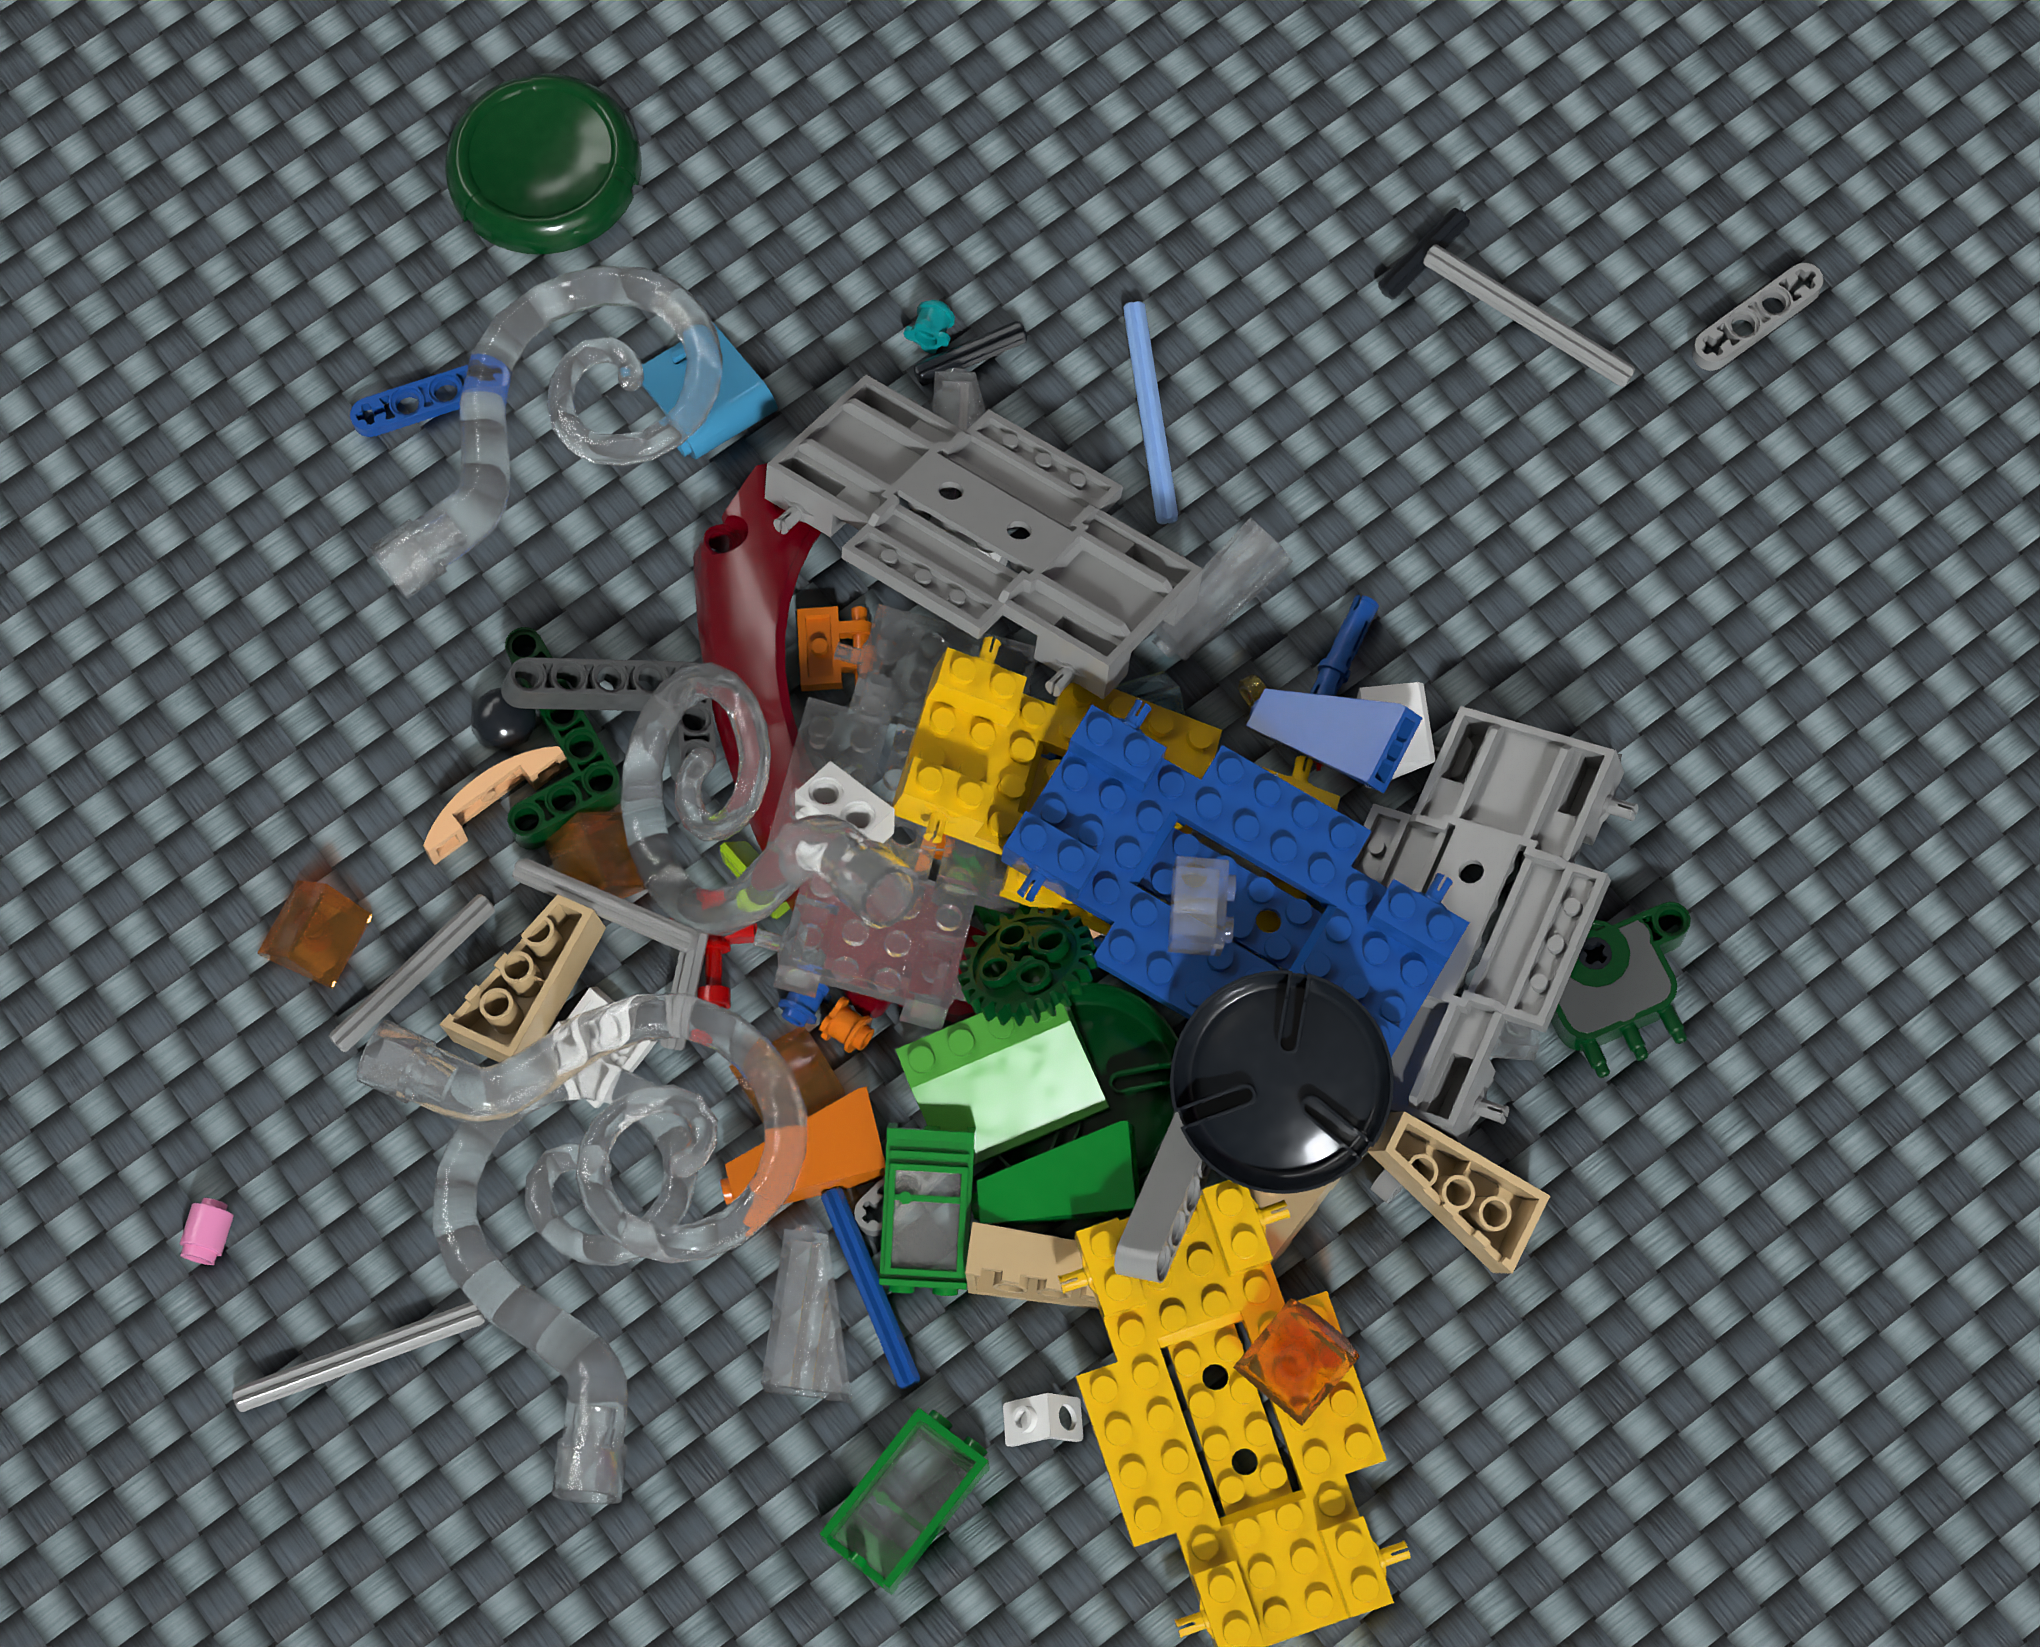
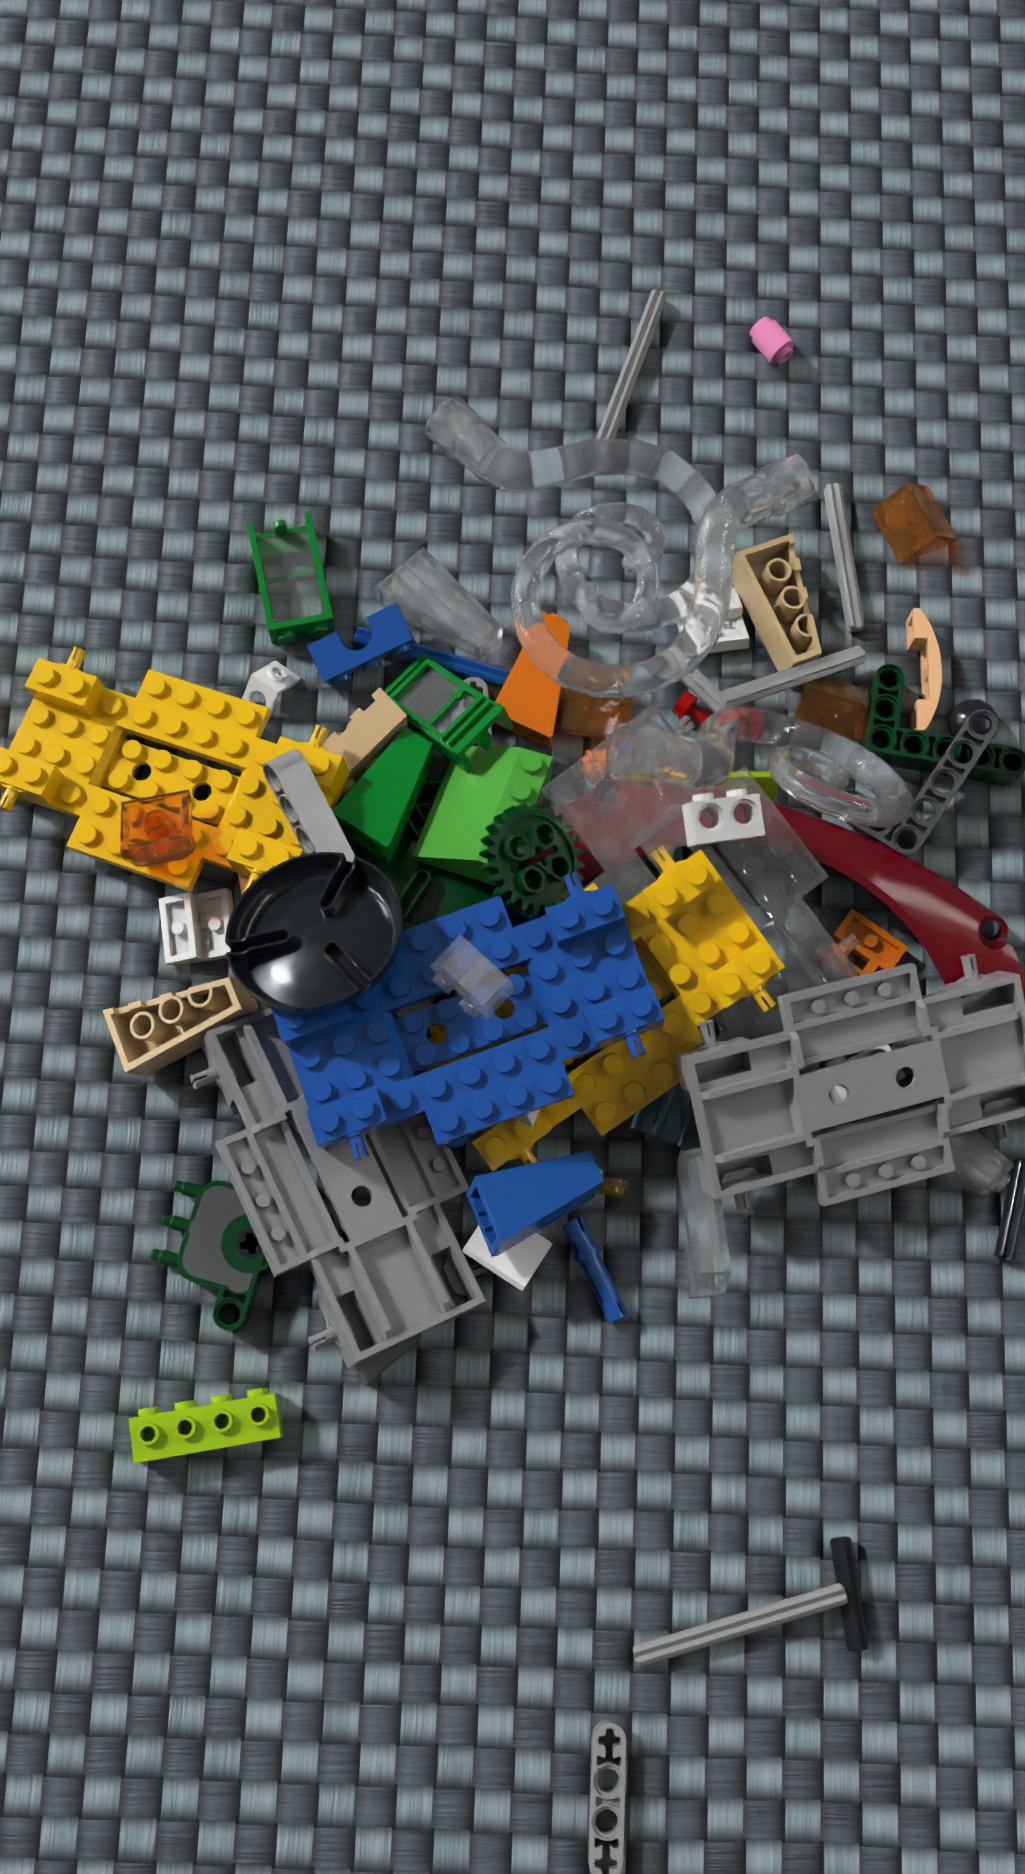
camera: 120 degrees right, 5 degrees up
(956, 1363) = (389, 636): none -> blue arch
(1150, 413) = (875, 1294): light blue axle -> none
(1351, 1270) = (195, 926): none -> white slope
(1779, 864) = (205, 1427): none -> lime brick

